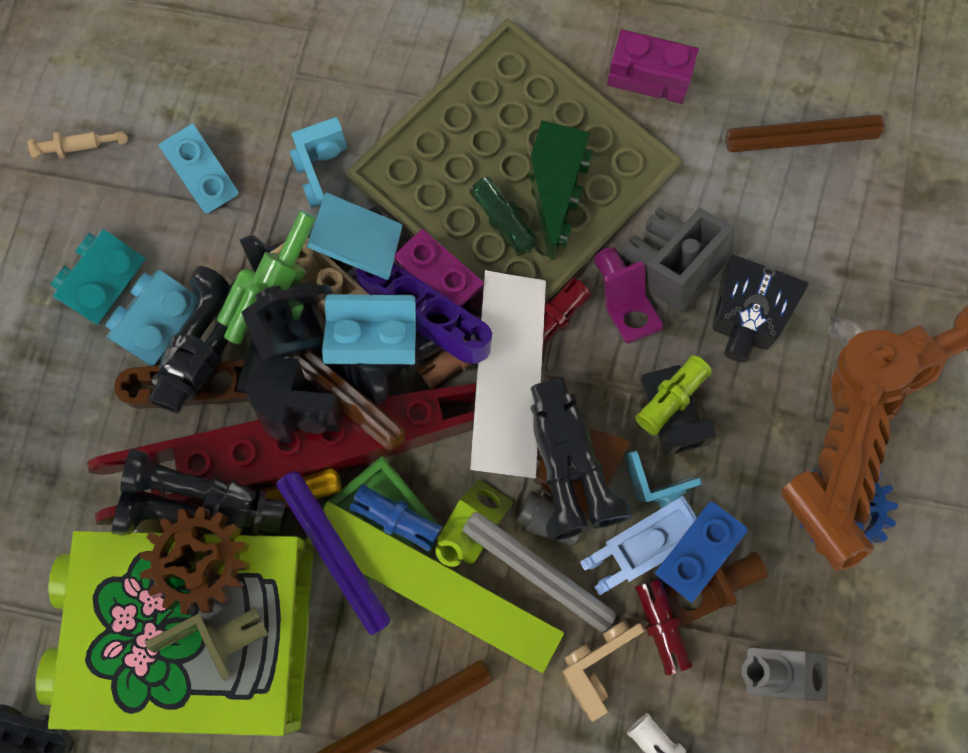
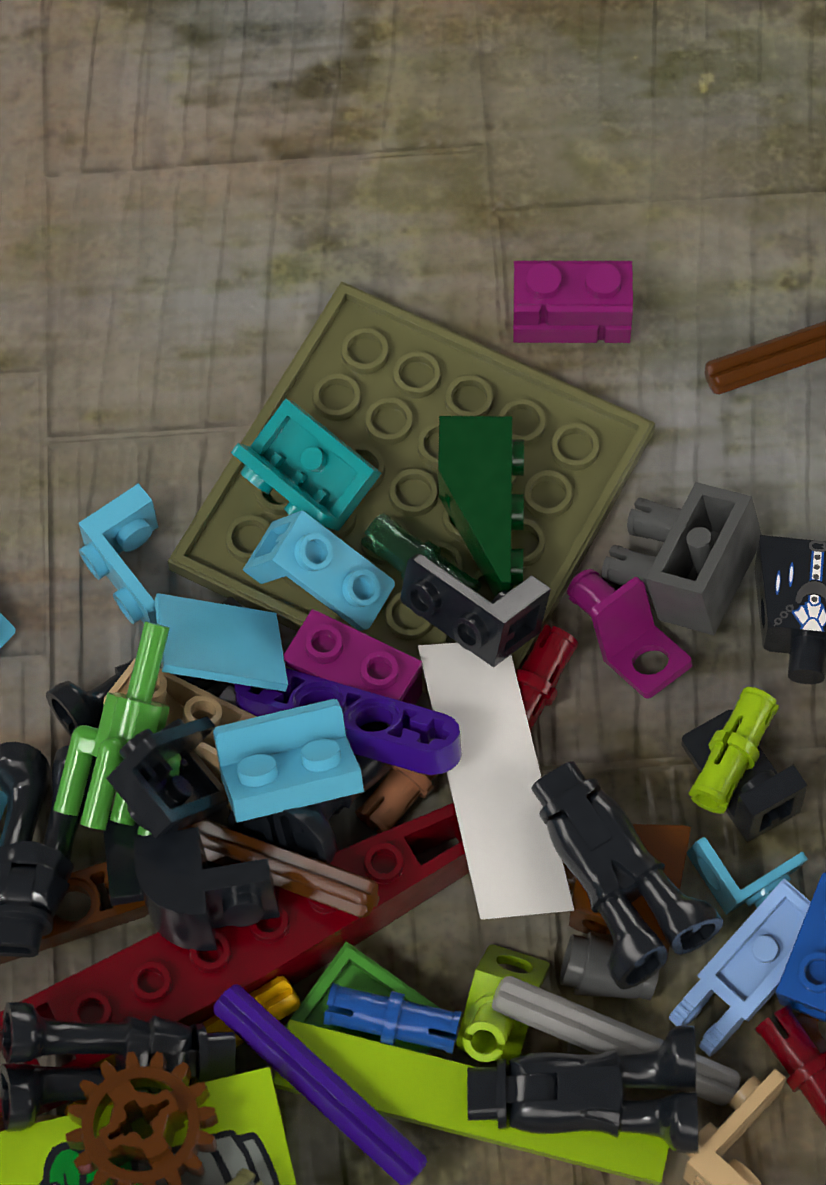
camera: 15 degrees left, 10 degrees down
(438, 203) = (322, 567): none -> medium azure bracket
(447, 134) = (307, 466): none -> teal bracket
(509, 606) = (588, 1092): none -> black piece
(530, 271) = (481, 626): none -> black bracket

